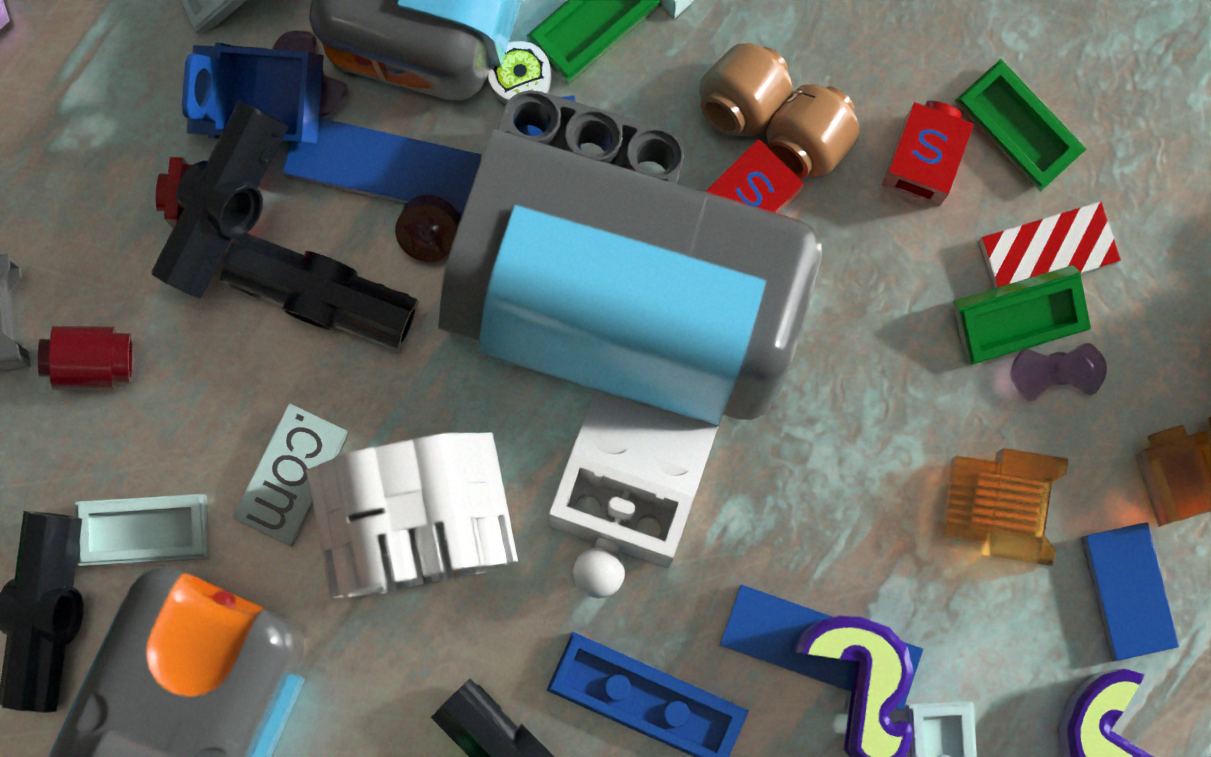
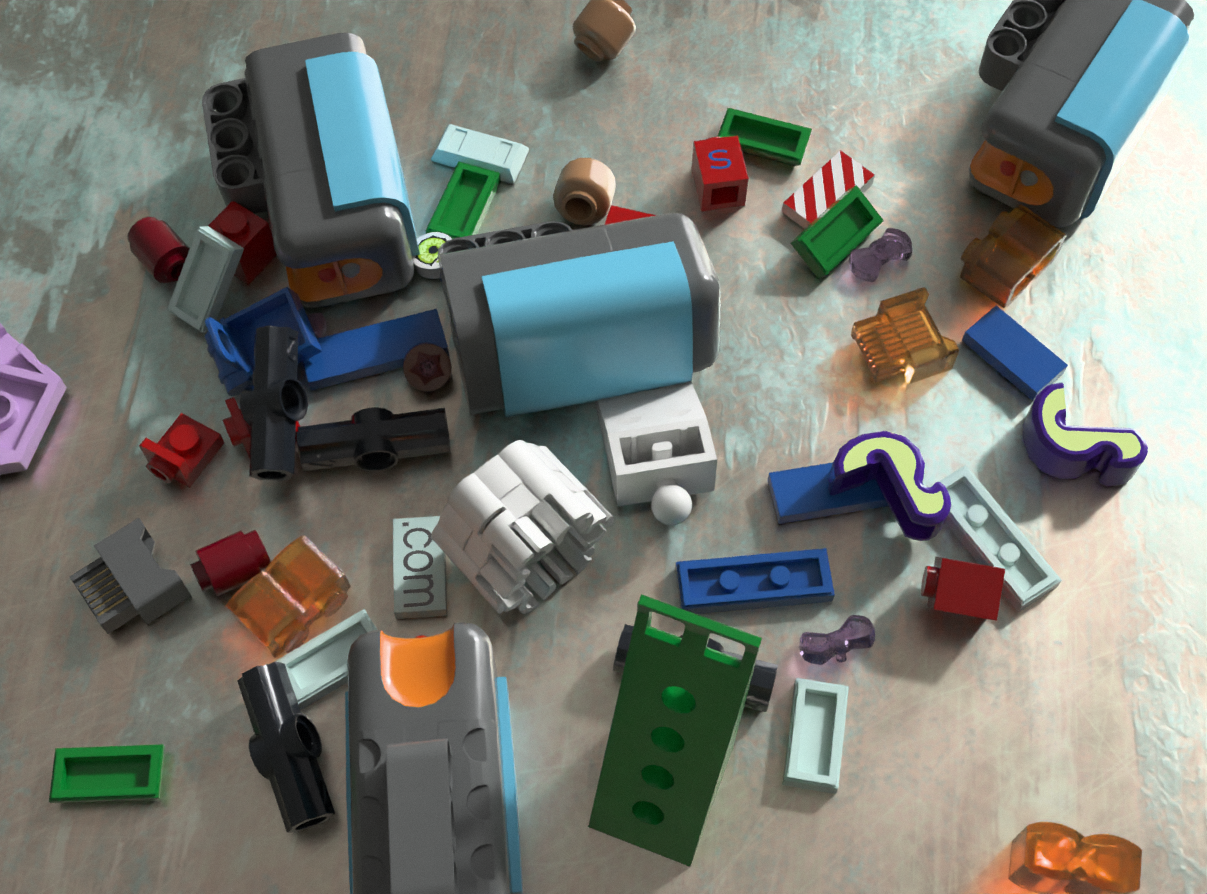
camera: 25 degrees left, 20 degrees down
(100, 181) = (182, 451): none -> red bracket
(129, 437) = (289, 597): none -> clear orange brick
(813, 130) = (642, 187): medium nougat head -> none

